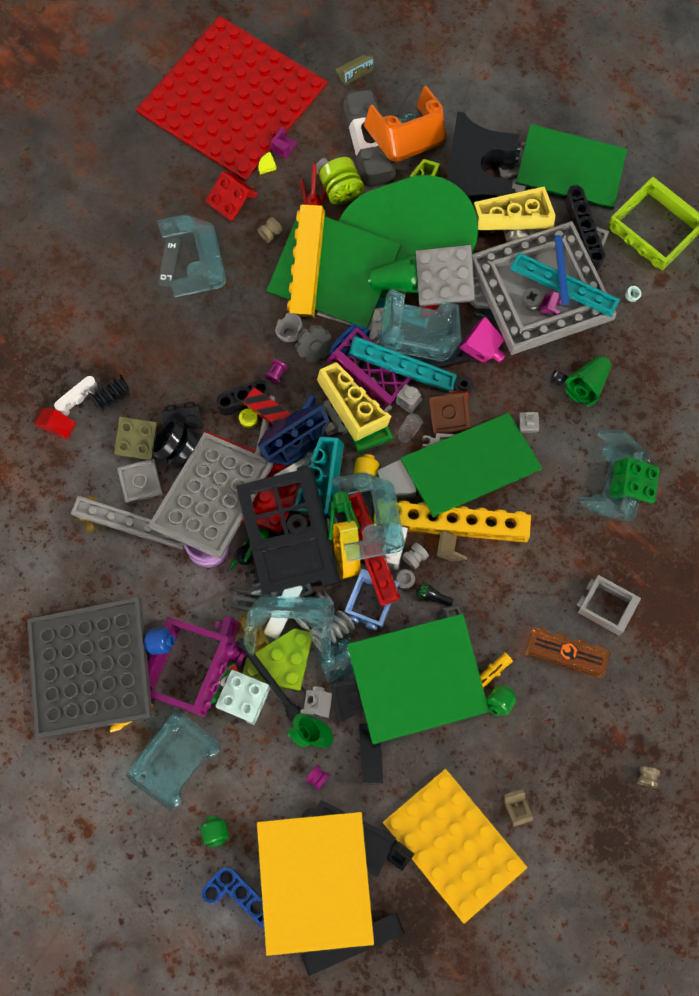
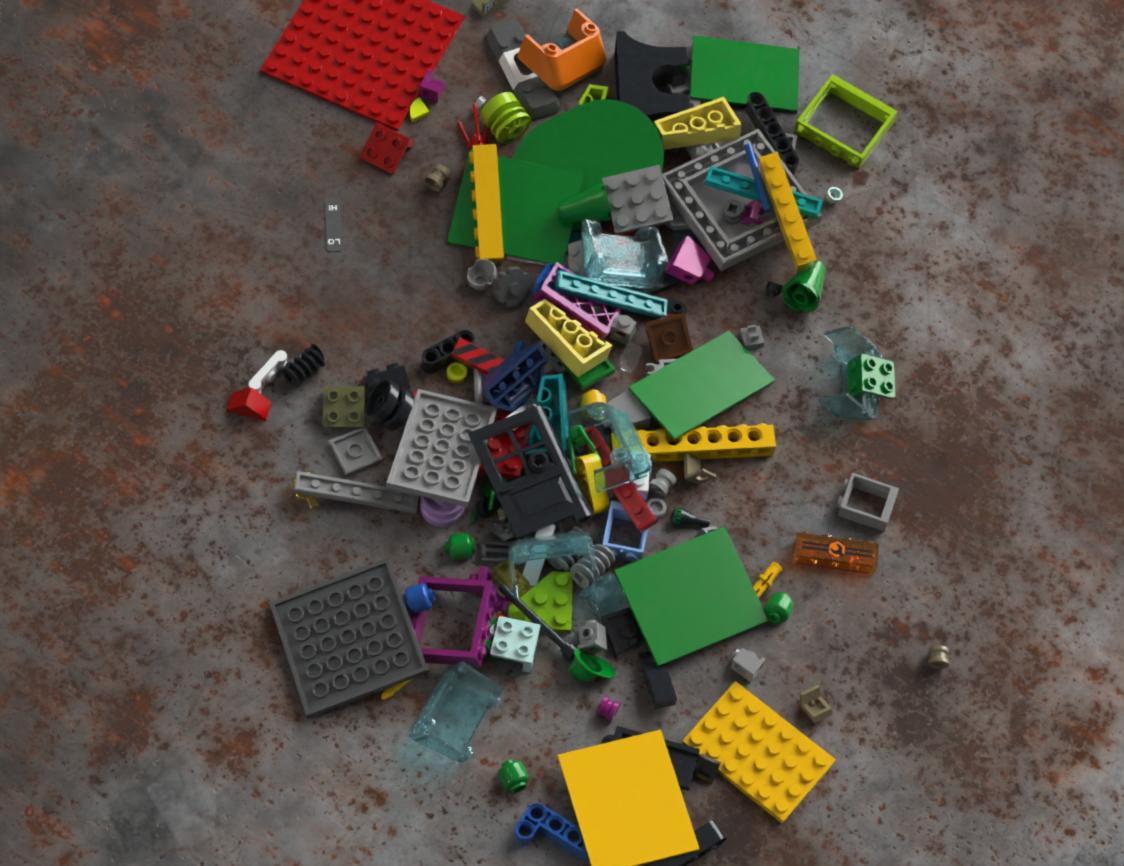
camera: 20 degrees left, 10 degrees down
(207, 272) = (381, 228): clear light blue windscreen -> none
(213, 590) = (460, 546): none -> green head
(275, 371) = (476, 320): magenta bush -> none
(459, 752) = (746, 663): none -> light grey brick
(582, 307) = (787, 212): none -> yellow brick

